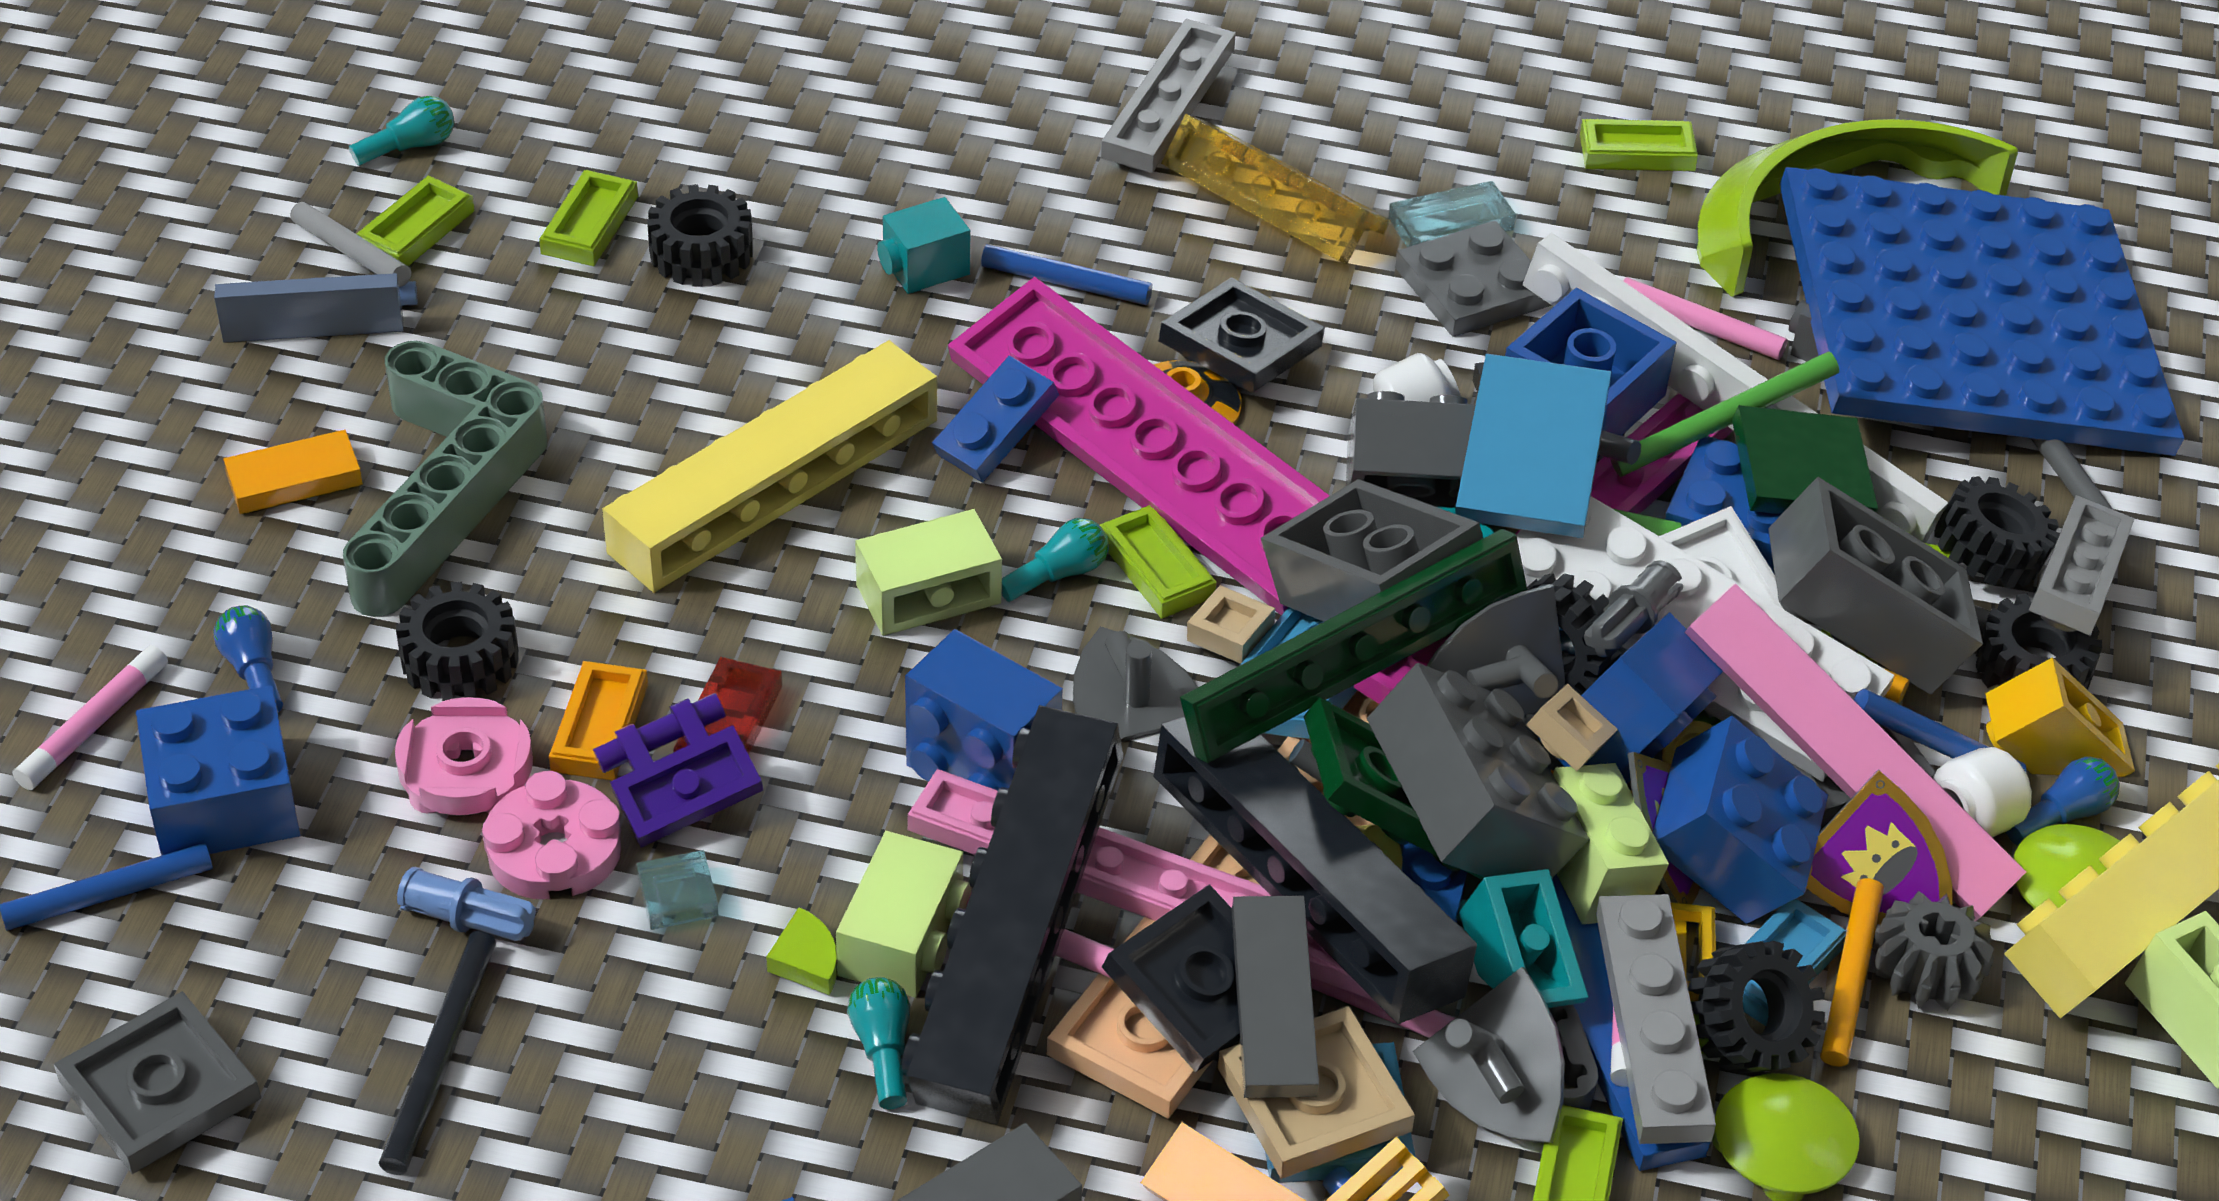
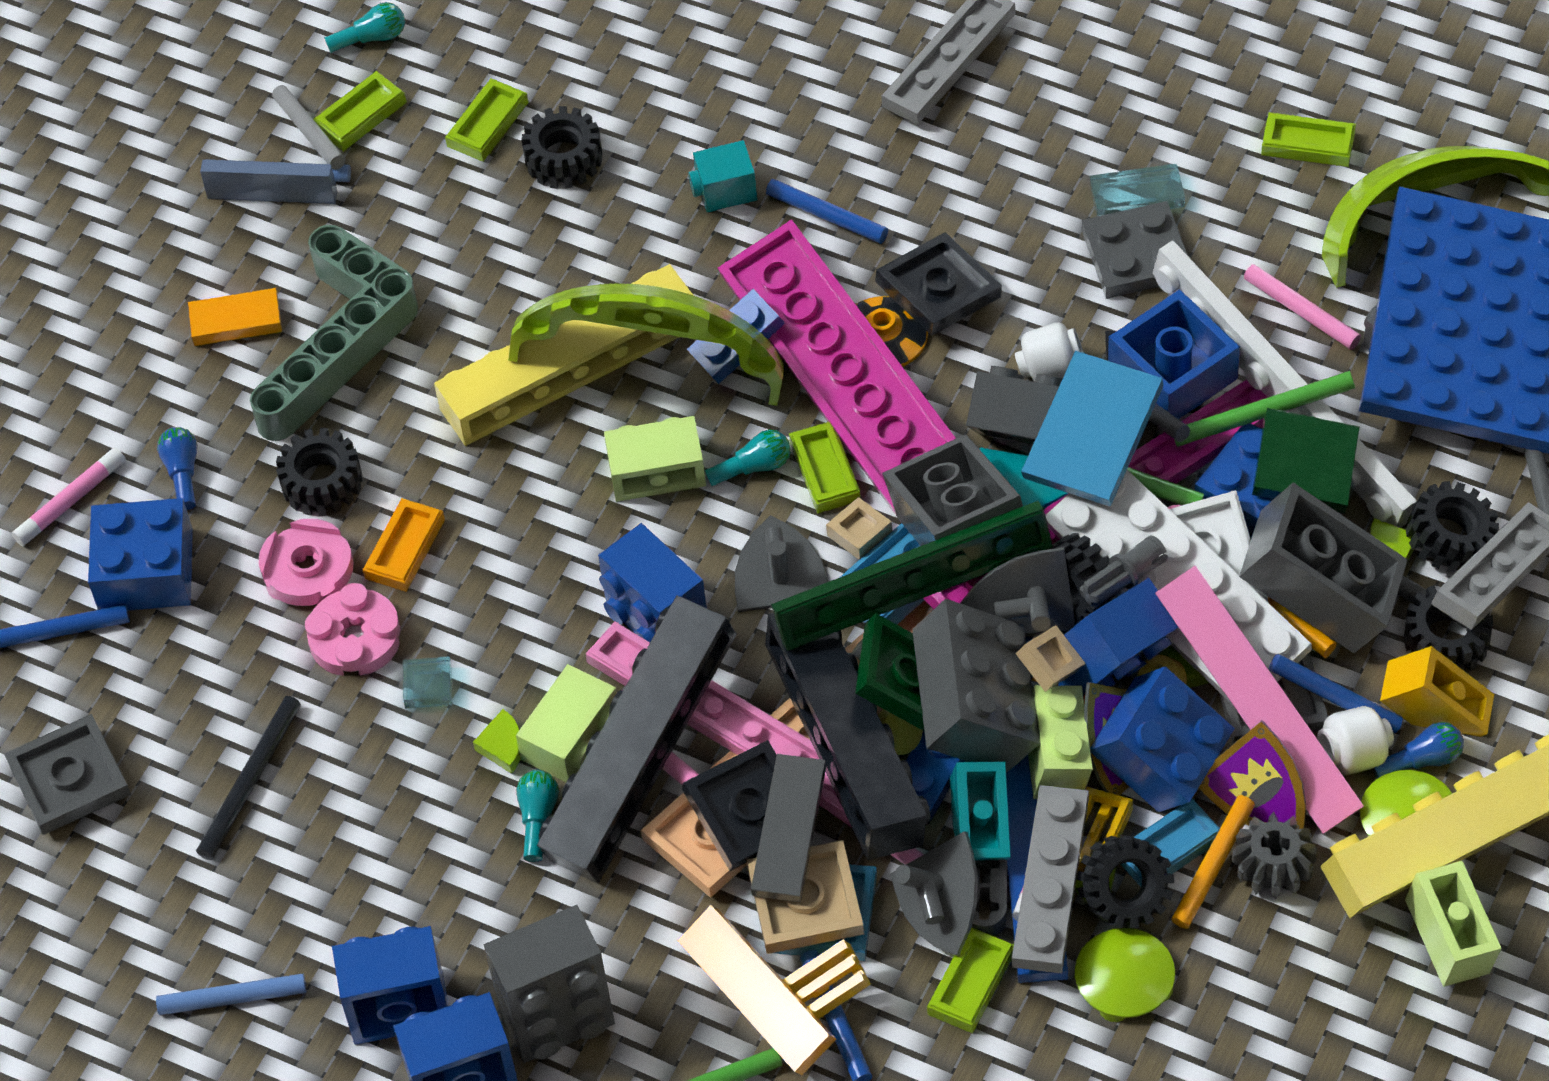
camera: 20 degrees right, 10 degrees up
(465, 904) = (284, 675): medium blue axle -> none
(686, 783) = (446, 606): dark purple plate -> none
(746, 697) = (492, 554): clear red tile -> none
(903, 370) = (652, 311): none -> lime windscreen
(1271, 188) = (1004, 150): clear yellow fence -> none

